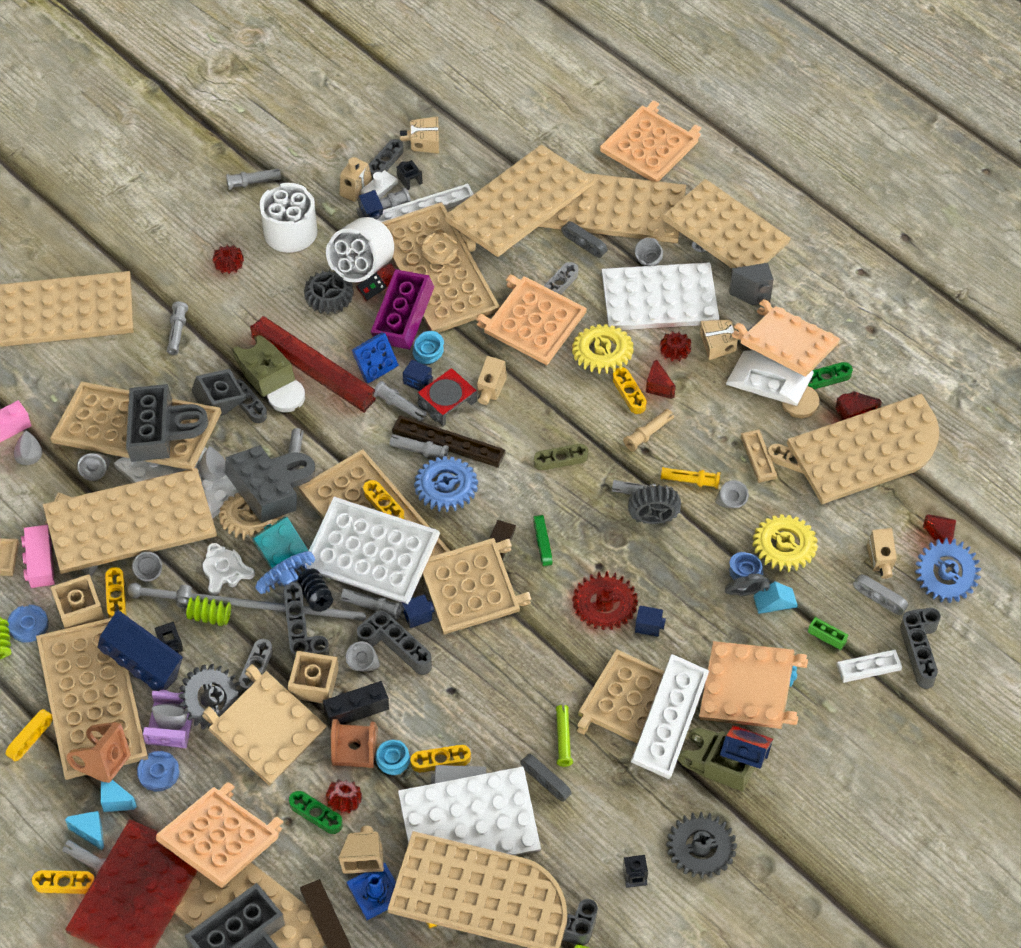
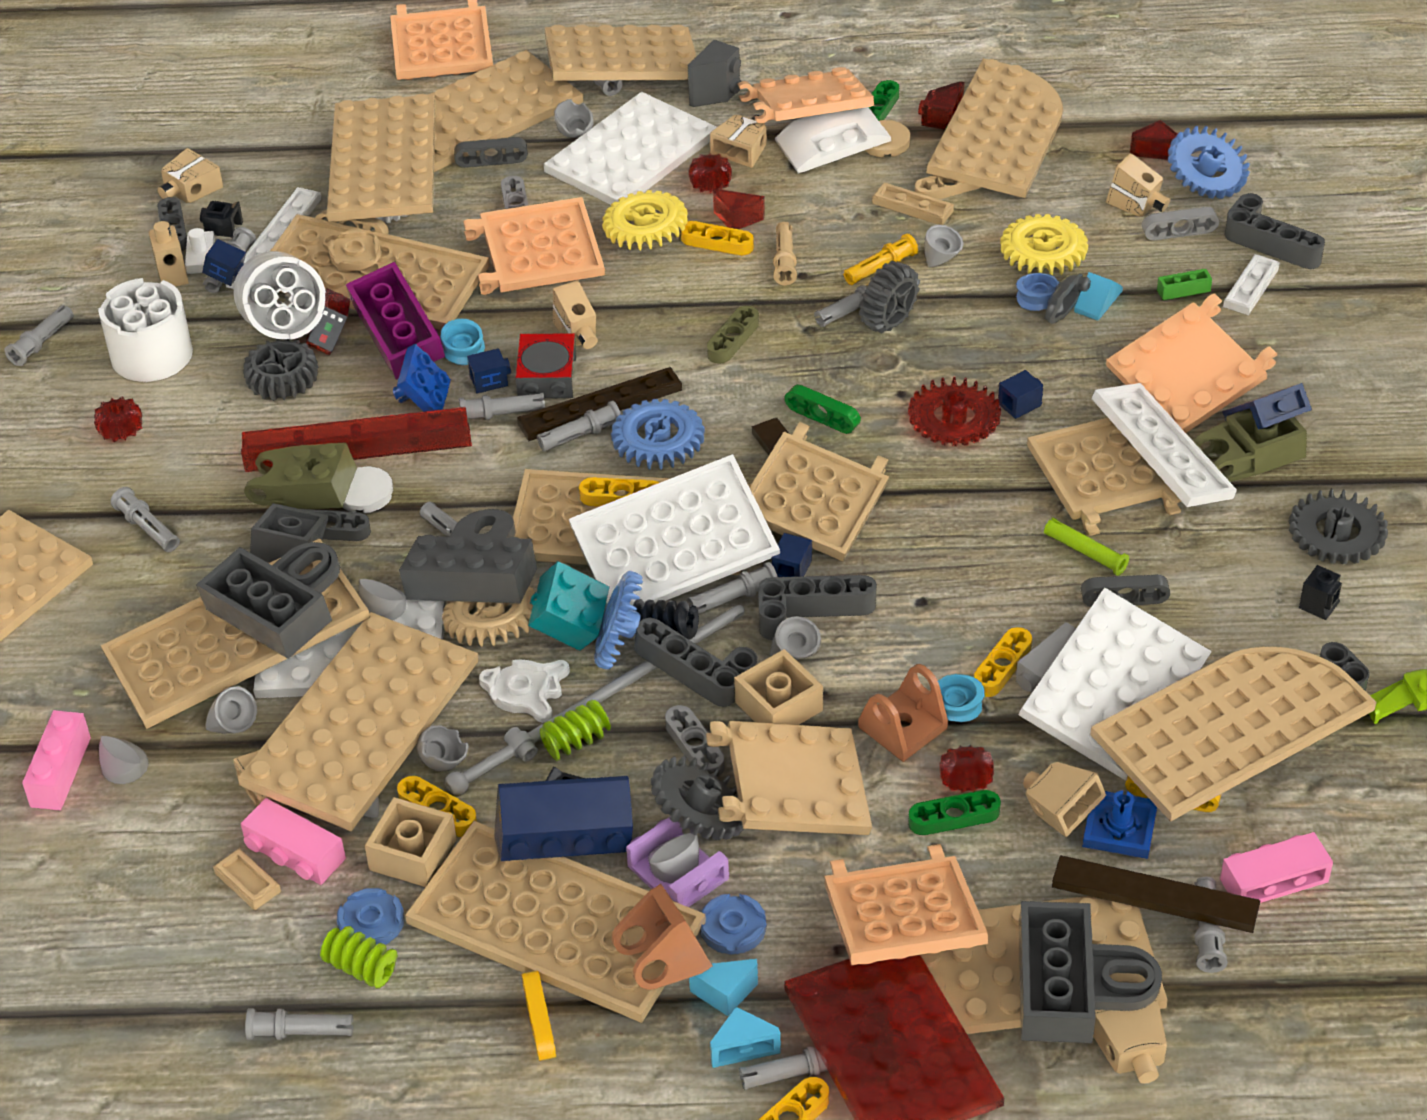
camera: 45 degrees left, 10 degrees down
(356, 704) = (855, 682): black brick -> none

